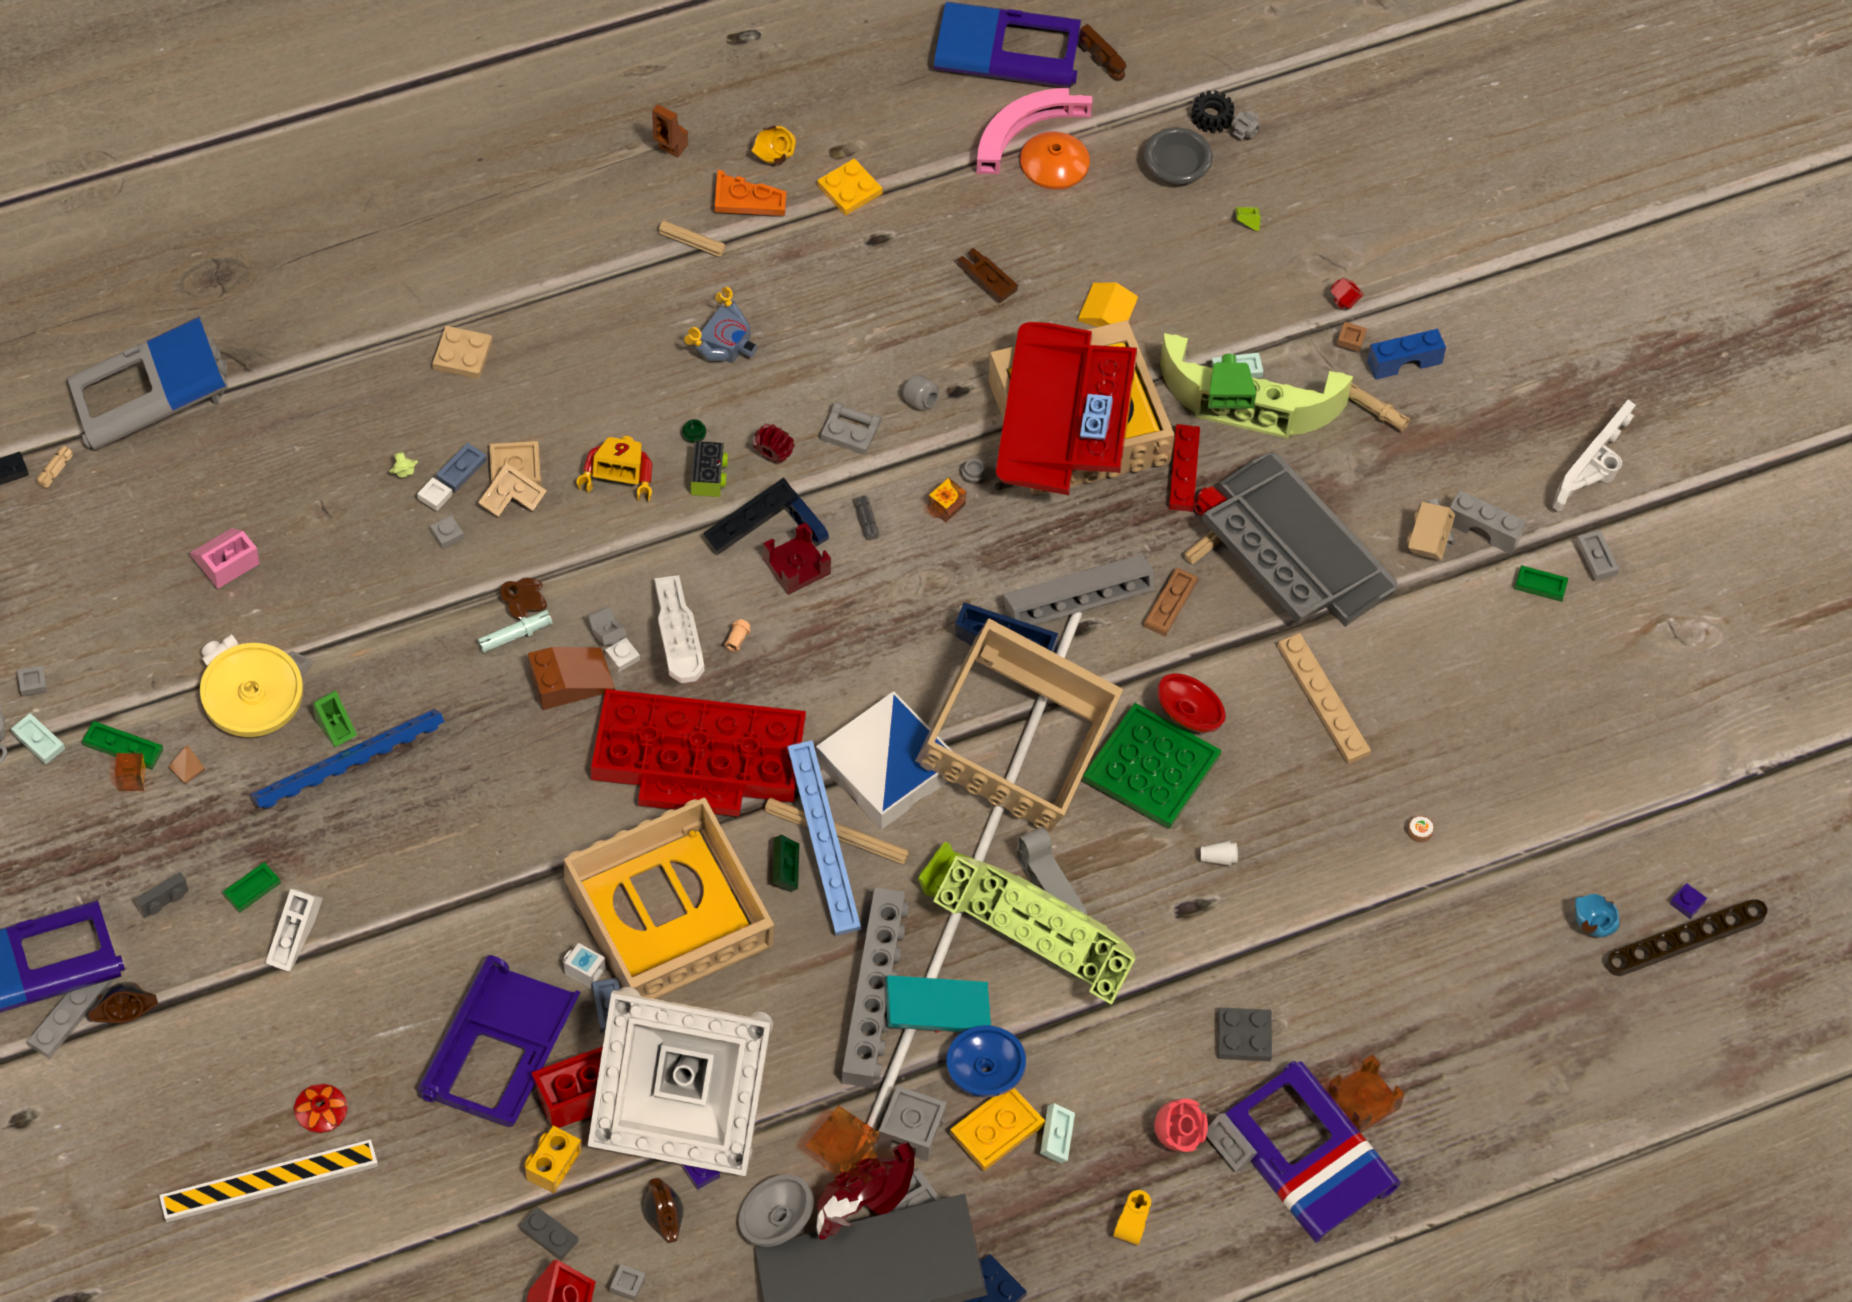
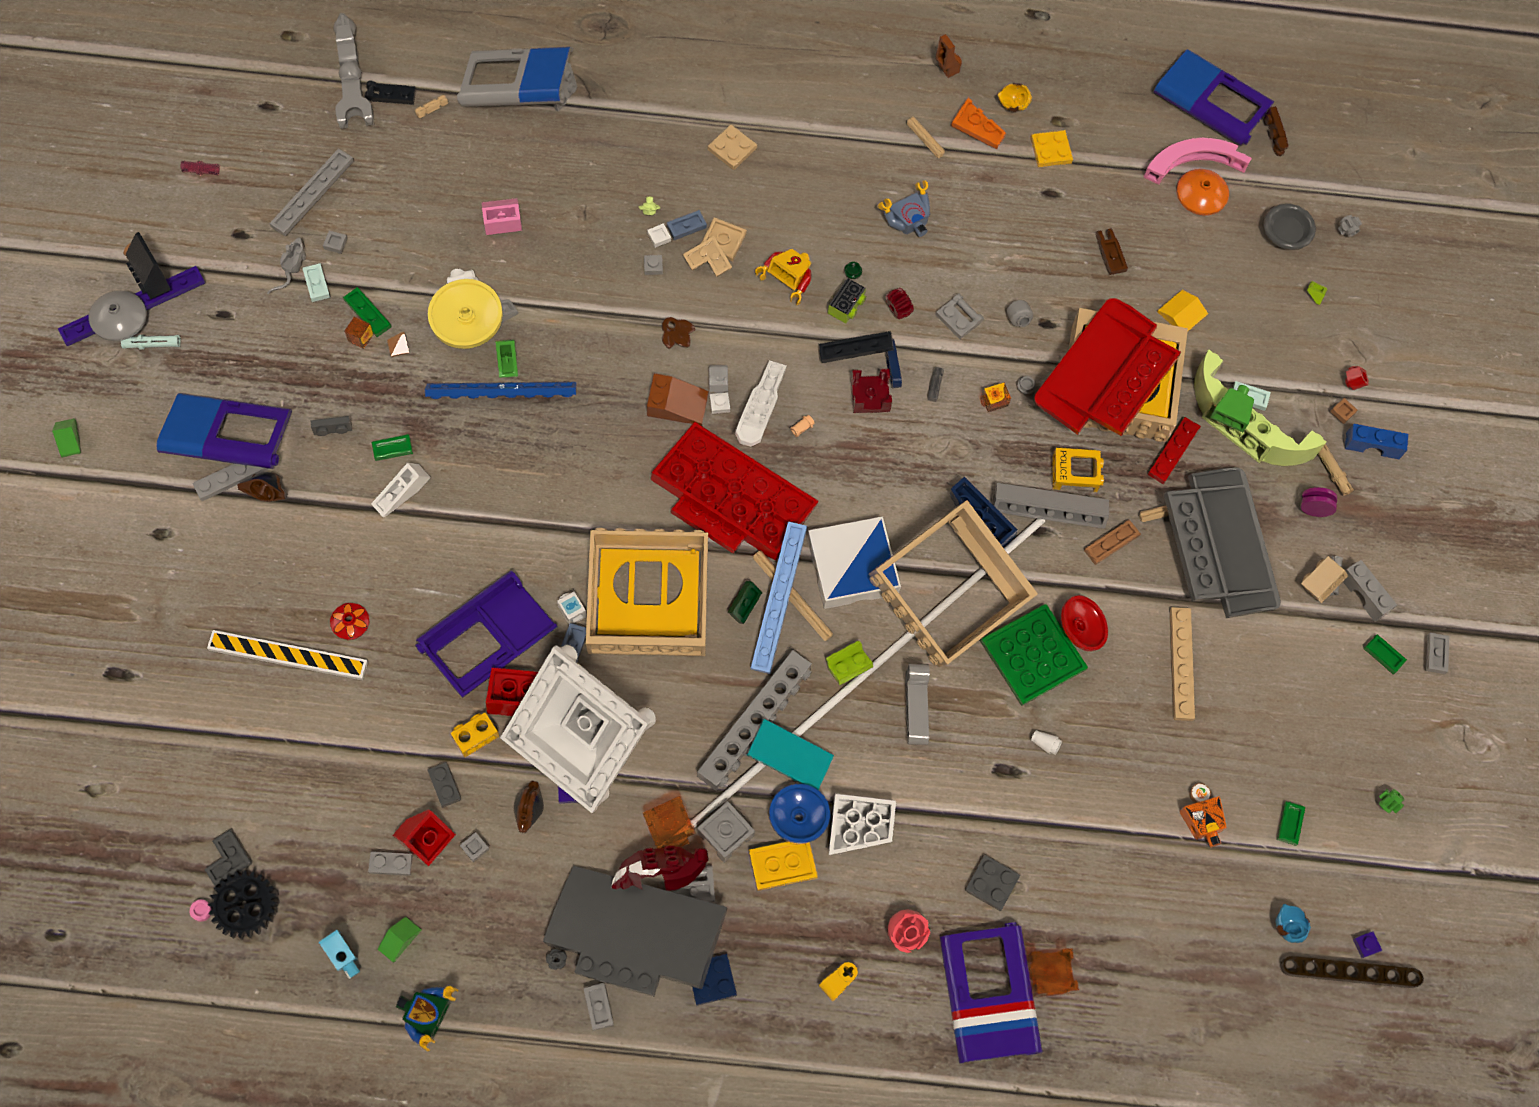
camera: 25 degrees right, 10 degrees up
(525, 626) = (658, 353): light aqua pin -> none
(776, 1210) = (598, 849): light grey dish -> none
(1038, 923) = (891, 734): yellowish green slope -> none
(1057, 1133) = (821, 890): light aqua plate -> none
(1060, 1037) = (860, 823): none -> white wedge
(1069, 545) = (1062, 468): none -> yellow window
(1096, 417) = (1125, 389): light blue slope -> none
(1208, 499) = (1177, 482): red plate -> none
(1209, 121) = (1327, 213): black tyre -> none
(1230, 1142) = (937, 959): light grey plate -> none
(1379, 449) = (1319, 502): none -> magenta head
(1442, 852) = (1205, 820): none -> orange torso
(1537, 813) = (1291, 823): none -> green tile
(1593, 462) = (1468, 585): white piece -> none
(1632, 735) = (1391, 801): none -> bright green gear

